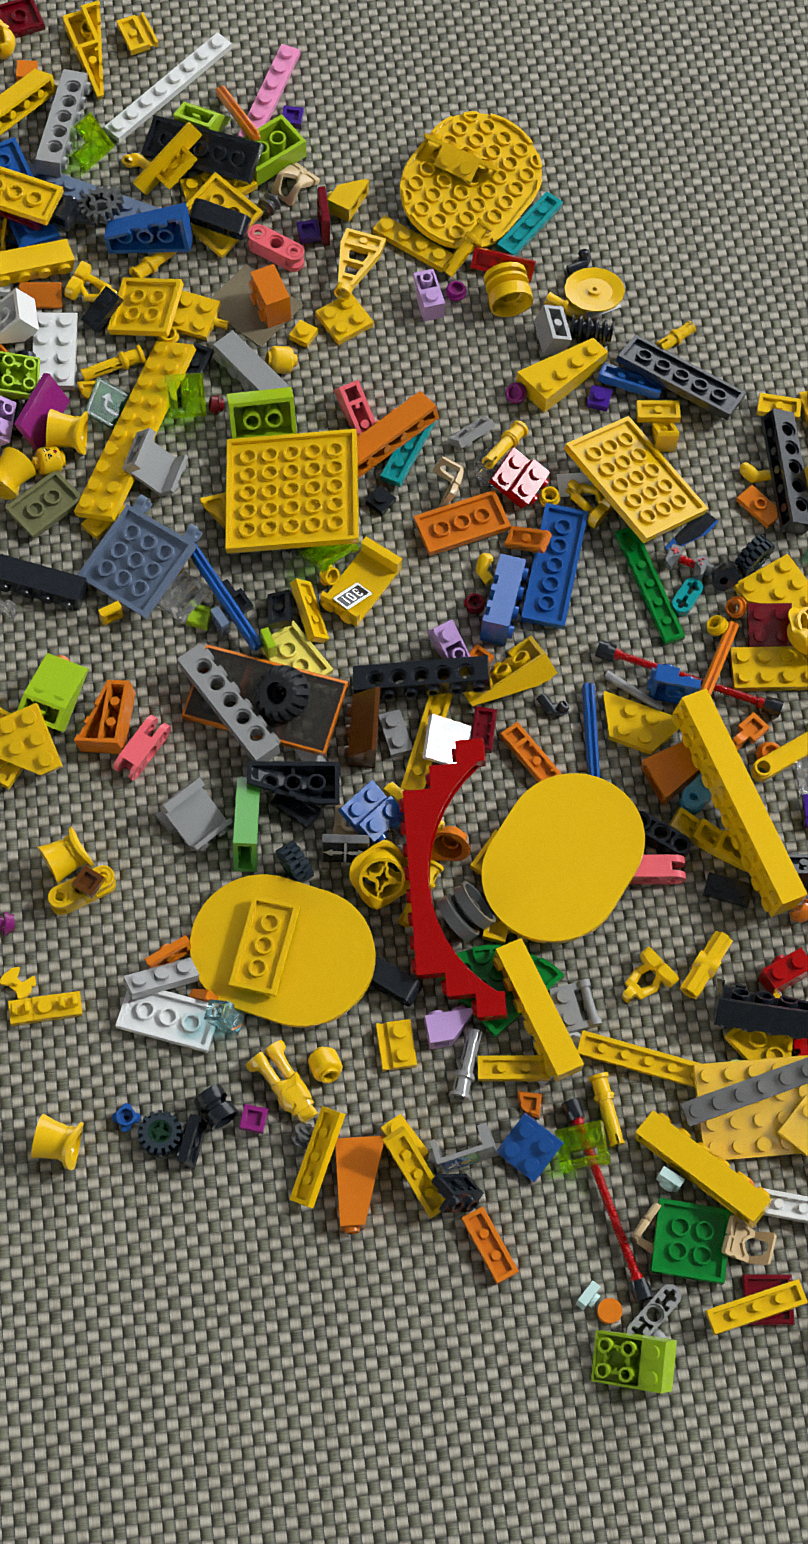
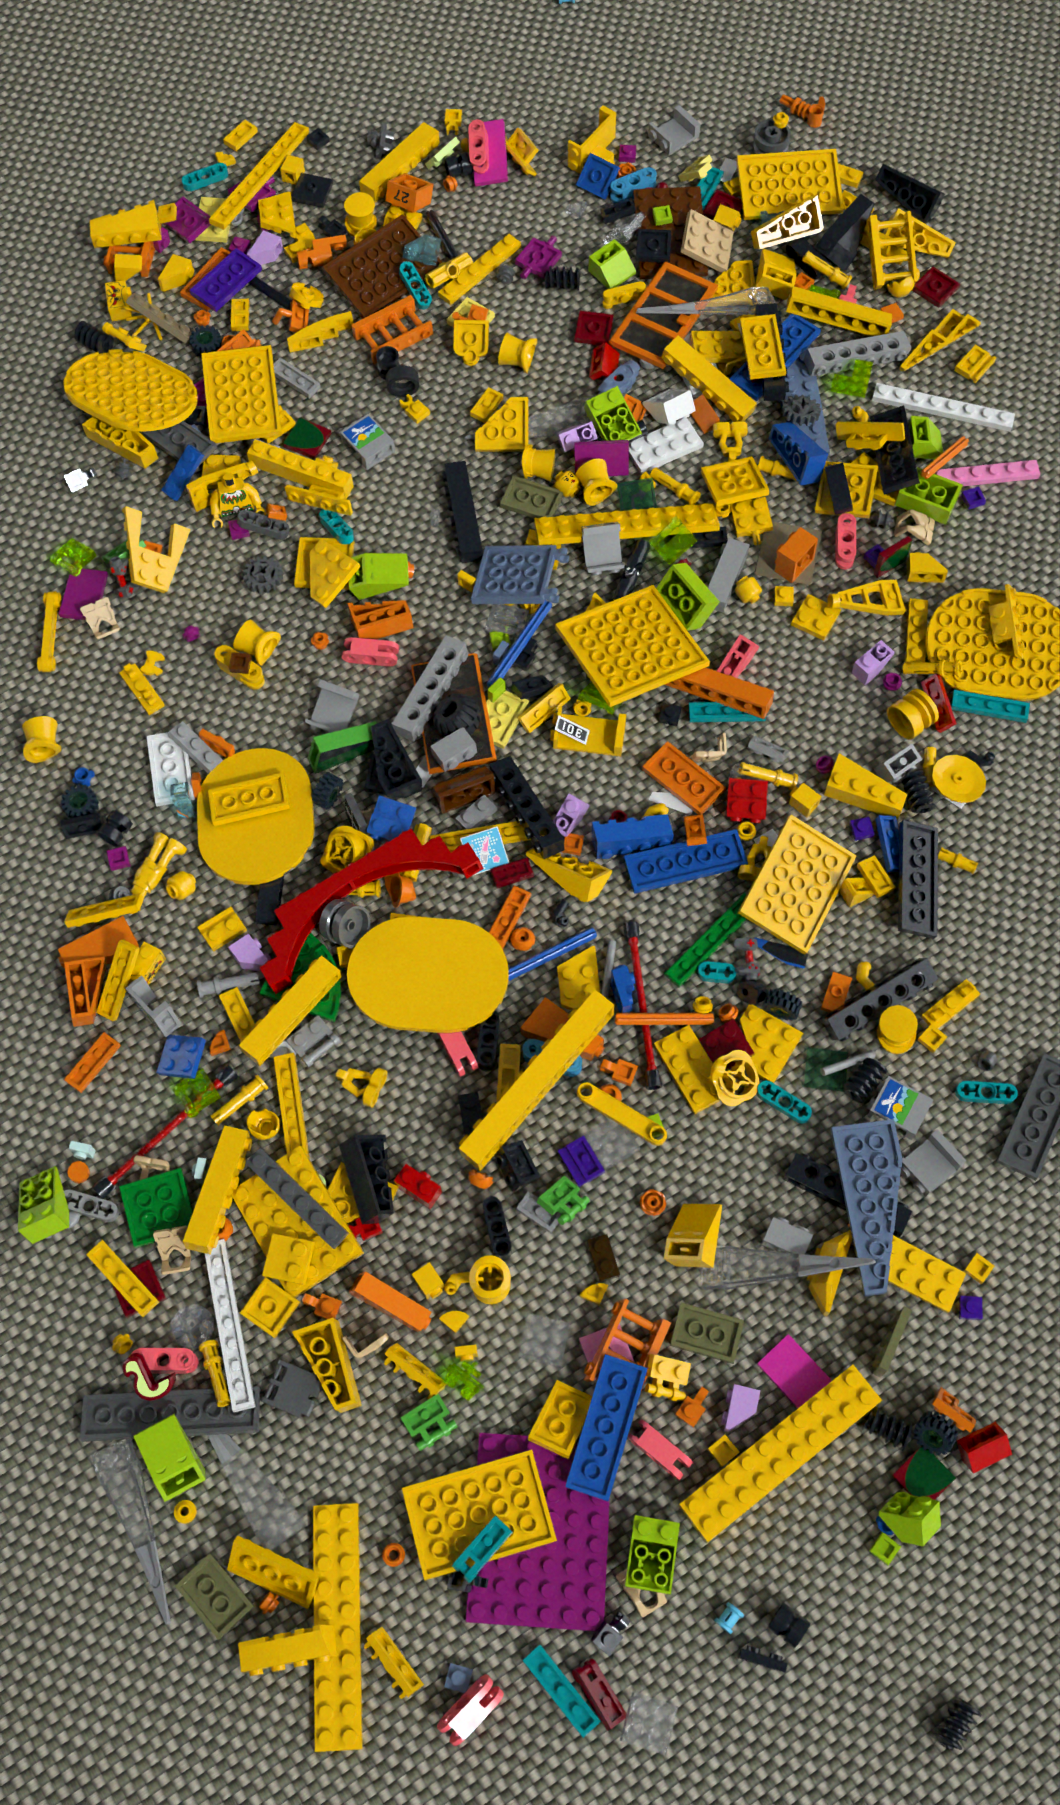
camera: 70 degrees right, 0 degrees up
(98, 797) = (320, 644): none -> orange plate
(102, 309) = (714, 455): black plate -> none
(185, 444) = (632, 569): none -> black piece
(321, 713) = (454, 749): none -> light grey brick
(402, 1218) = (84, 988): none -> orange wedge
(459, 1191) = (118, 1017): black bracket -> none
(476, 548) = (670, 801): none -> white sticker
(545, 429) = (804, 799): none -> yellow brick
(558, 760) = (518, 943): none -> orange plate
(648, 1094) = (263, 1124): none -> yellow hair
(706, 965) = (395, 1123): yellow piece -> none
(768, 401) = (942, 966): yellow plate -> none

